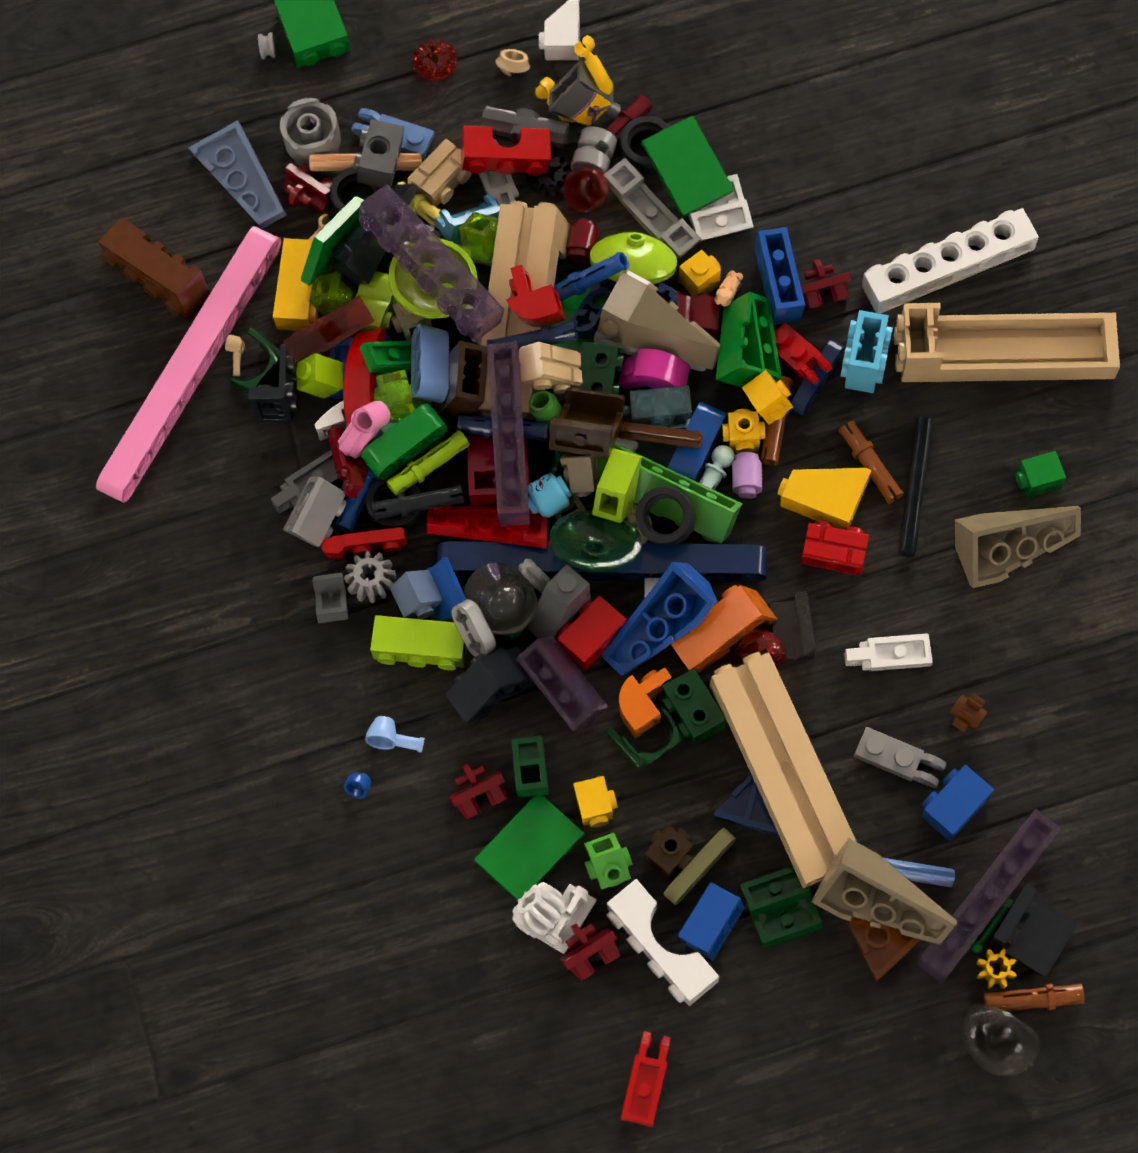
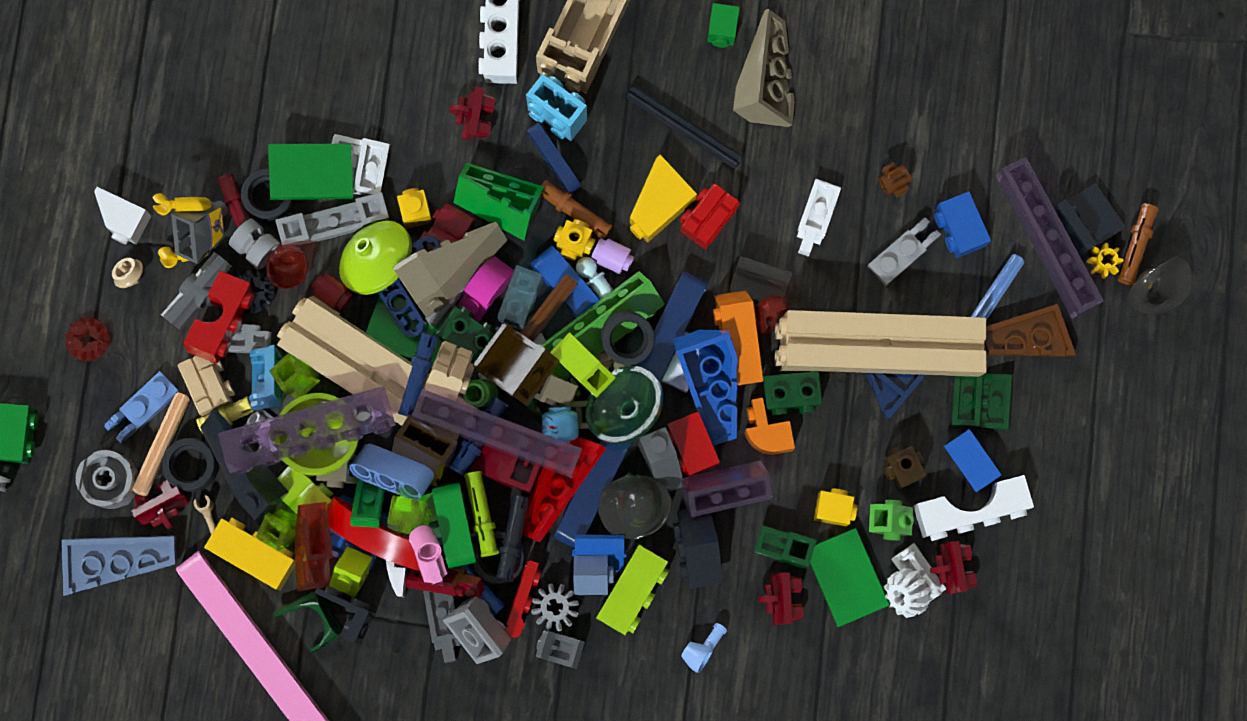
camera: 75 degrees left, 10 degrees up
(155, 268) = (170, 676): reddish brown wedge -> none
(235, 345) = (281, 632): tan hand -> none
(328, 238) = (233, 505): green tile -> none
(352, 782) = (732, 695): blue hinge -> none
(383, 139) = (158, 414): dark grey brick -> none
(473, 628) = (649, 540): light grey beam -> none
(534, 306) = (393, 359): red brick -> none
(534, 574) = (627, 467): light grey axle -> none
(579, 282) = (384, 274): blue pin -> none
(645, 759) = (817, 448): dark green helmet -> none
(645, 1084) = (1077, 570): red hinge -> none
(699, 866) = (922, 443): olive beam -> none
(728, 288) = (440, 191): light nougat axle -> none
(768, 397) = (559, 205): yellow brick -> none
(779, 275) = (448, 143): blue brick -> none
(799, 353) = (528, 162): red hinge -> none
(864, 452) = (647, 151): dark orange pin -> none
(873, 890) = (1014, 323): dark tan wedge -> none

